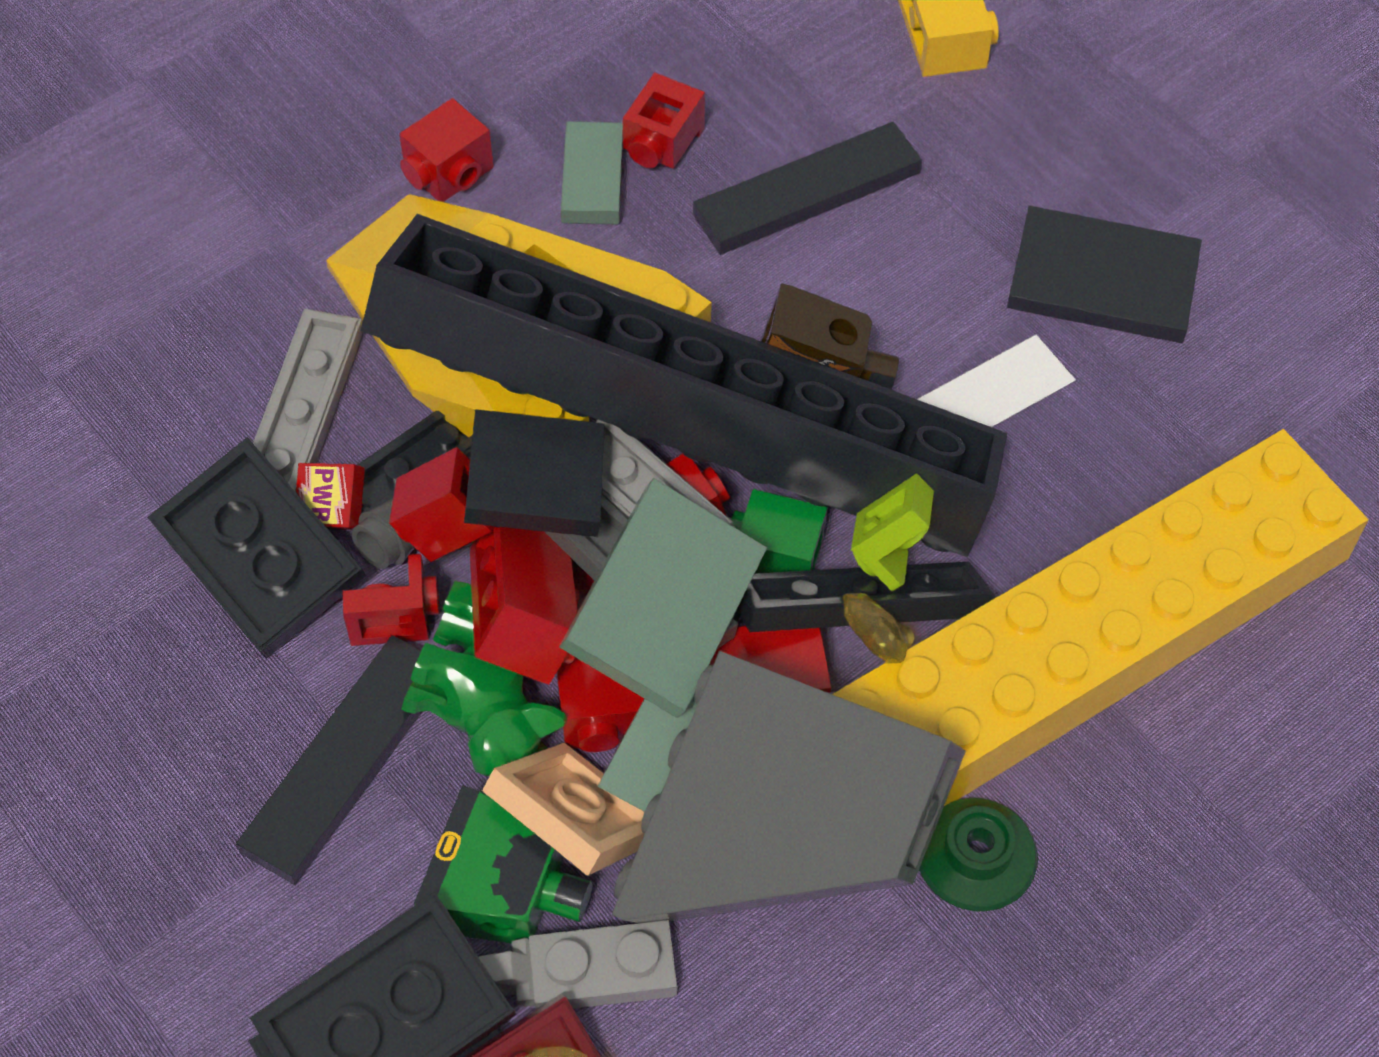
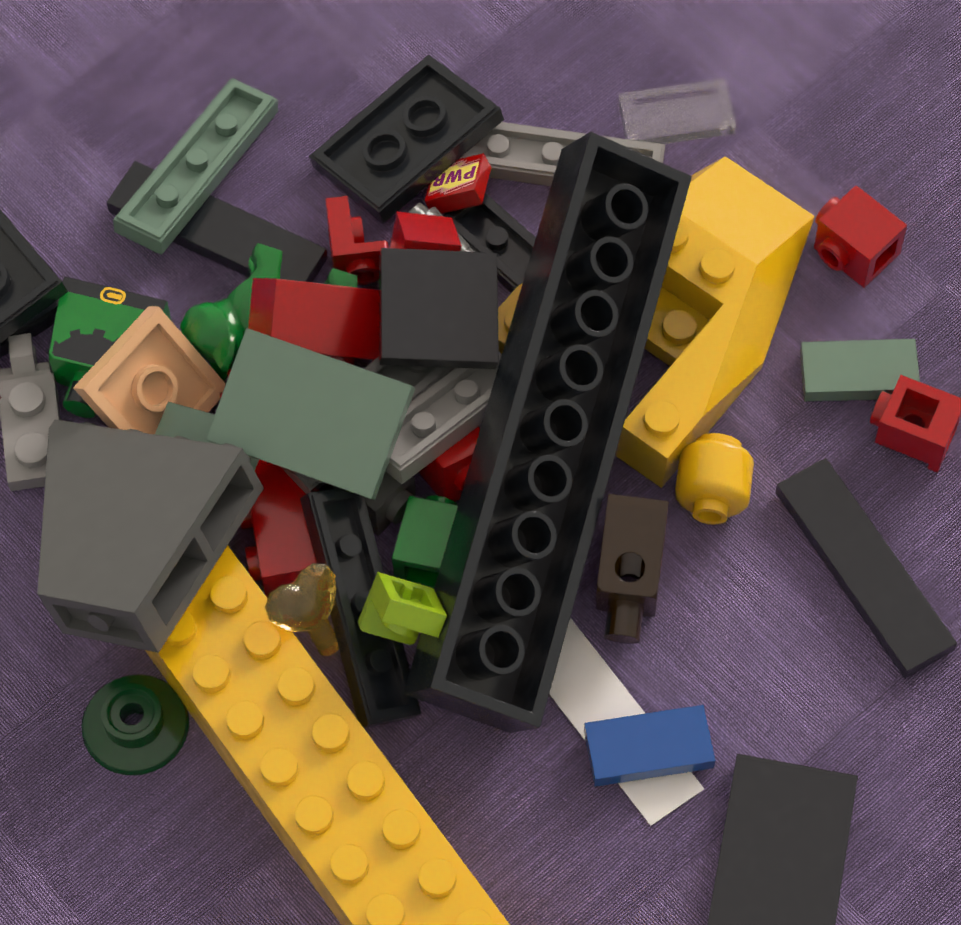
camera: 90 degrees right, 5 degrees up
(260, 769) = (195, 166): none -> sand green tile
(261, 301) = (677, 112): none -> clear tile
(723, 280) = (714, 478): none -> yellow head
(1000, 368) = (649, 745): none -> blue tile

